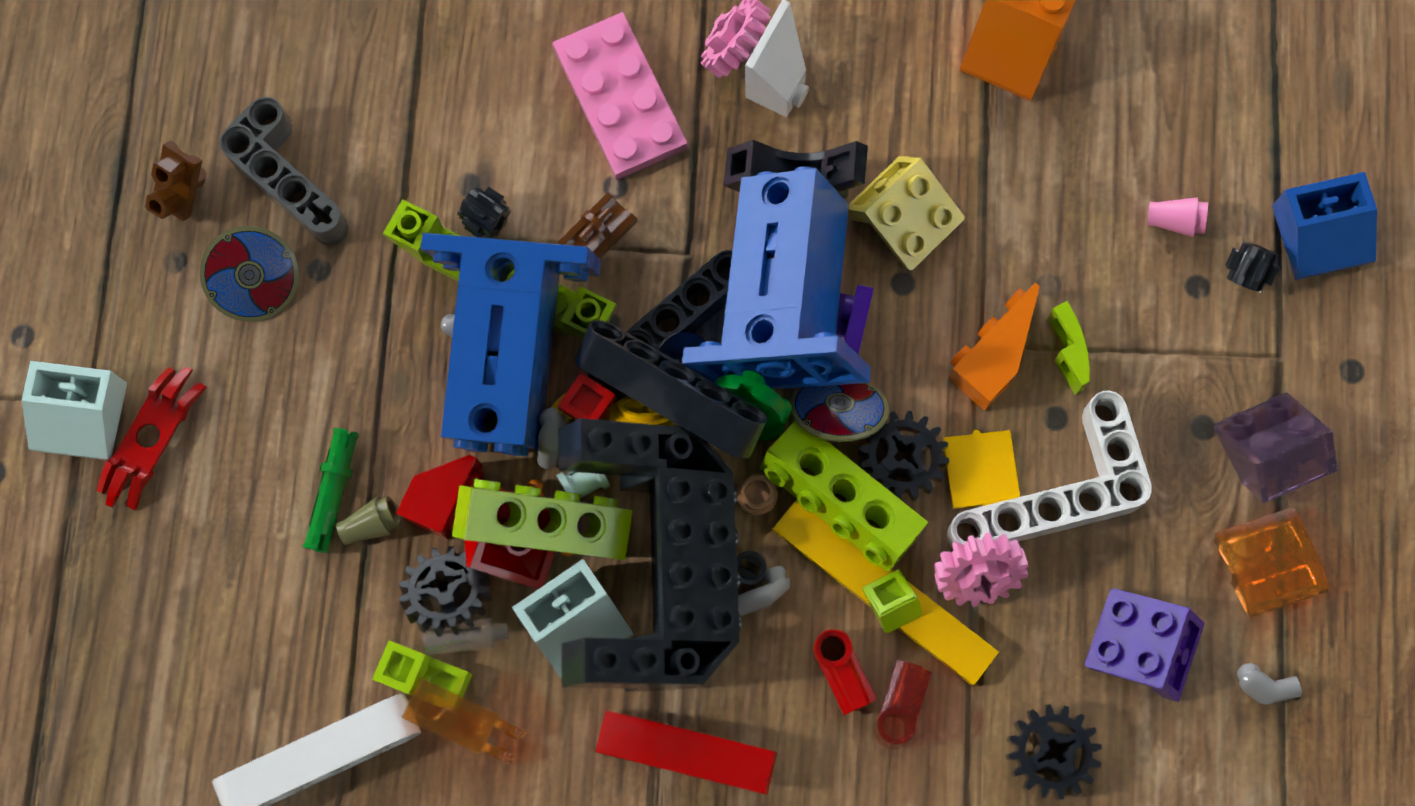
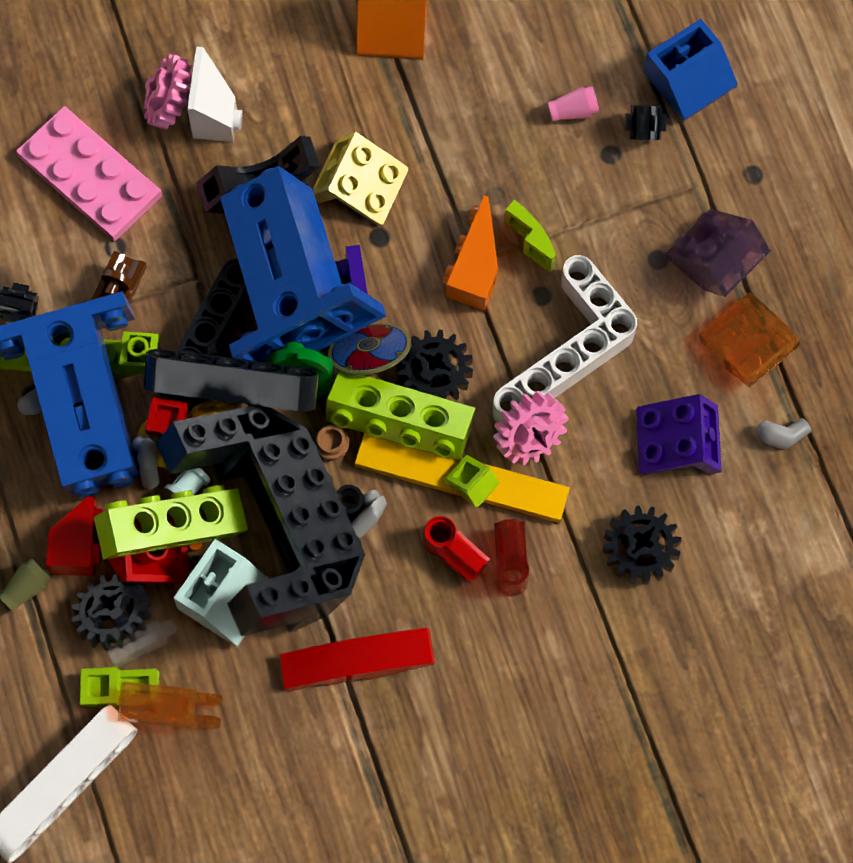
camera: 30 degrees left, 5 degrees down
(981, 469) = (499, 355): yellow piece -> none

